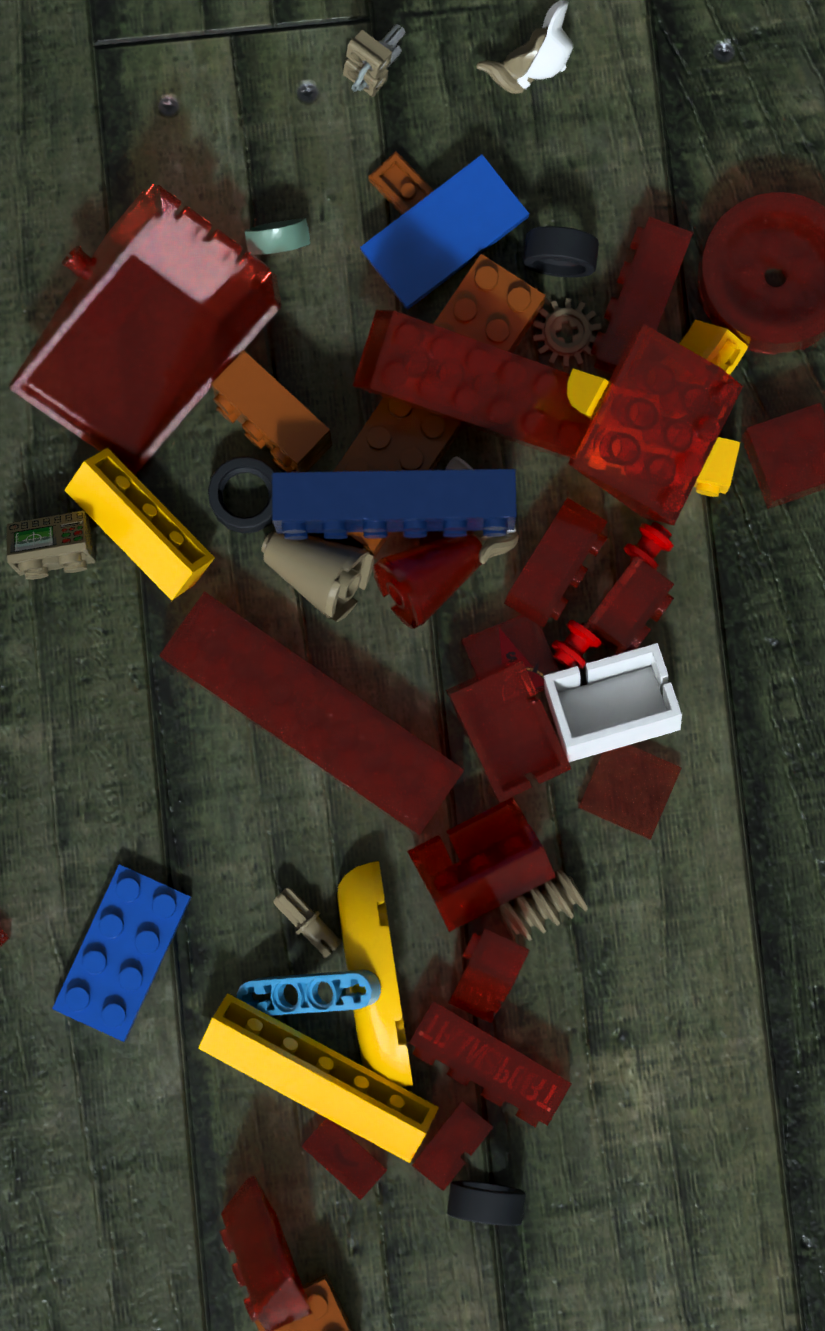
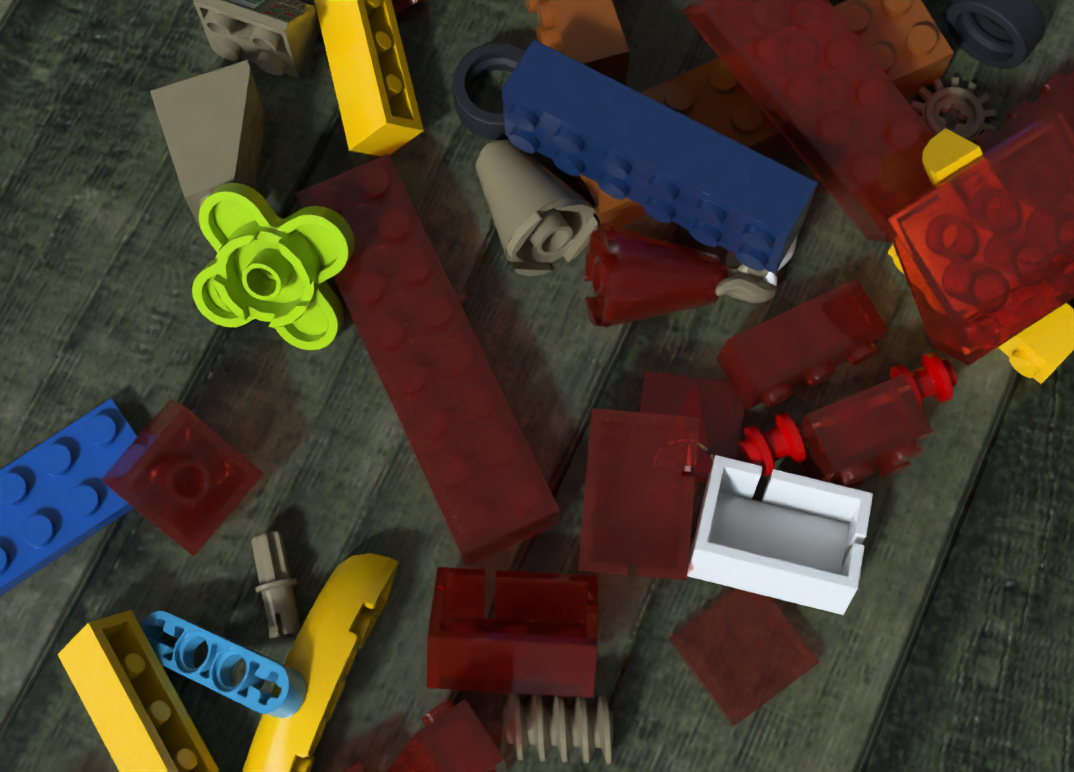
camera: 30 degrees right, 10 degrees down
(79, 653) = (212, 130): none -> dark tan slope
(177, 716) = (272, 266): none -> lime plant
(206, 890) = (182, 476): none -> clear red brick

